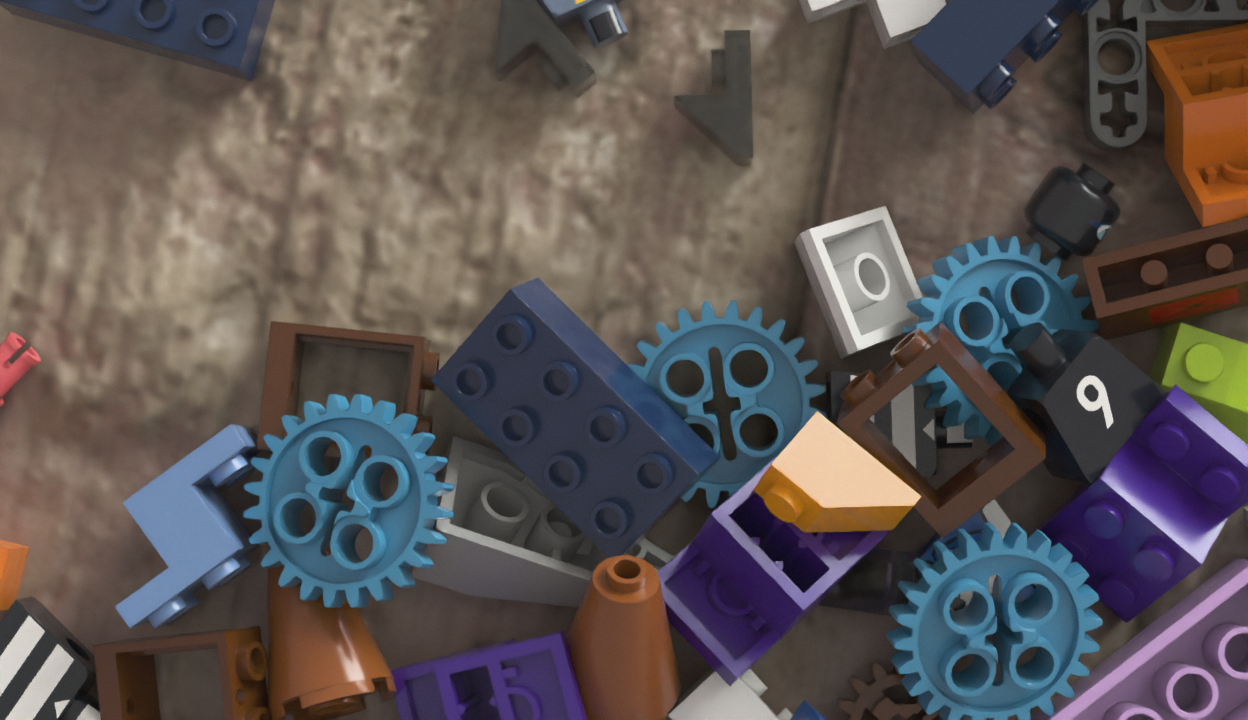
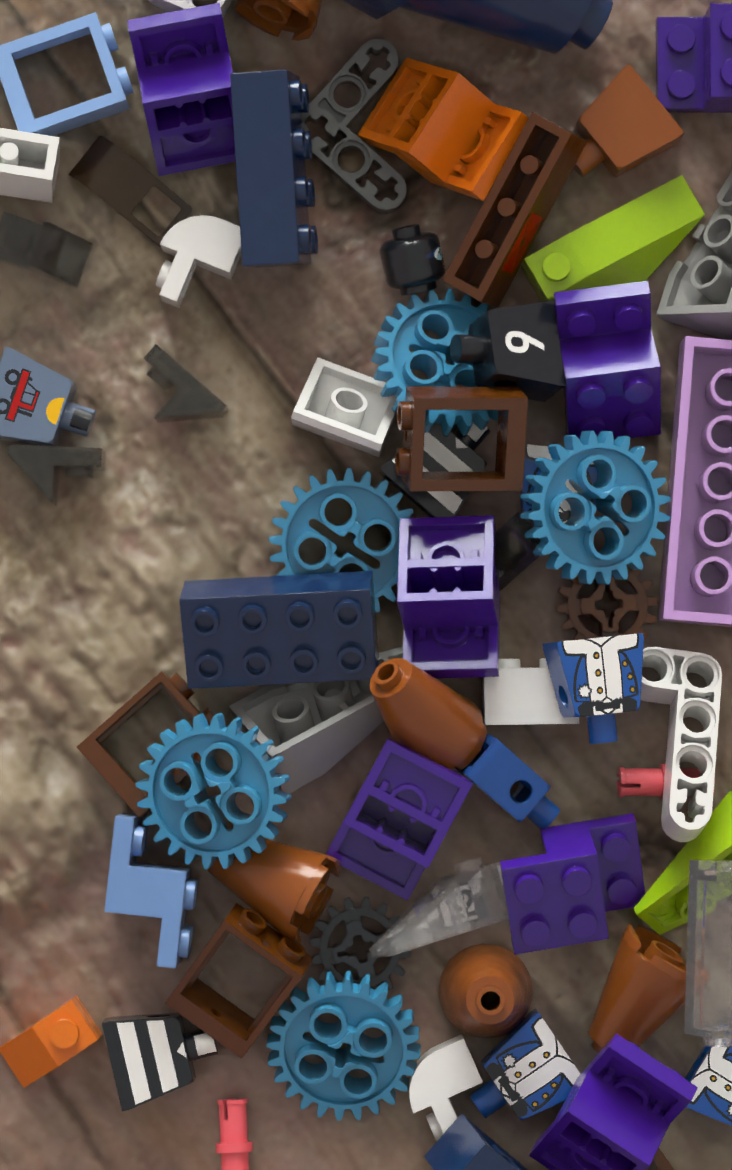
camera: 60 degrees left, 0 degrees up
(833, 484) = (440, 522): slope -> none

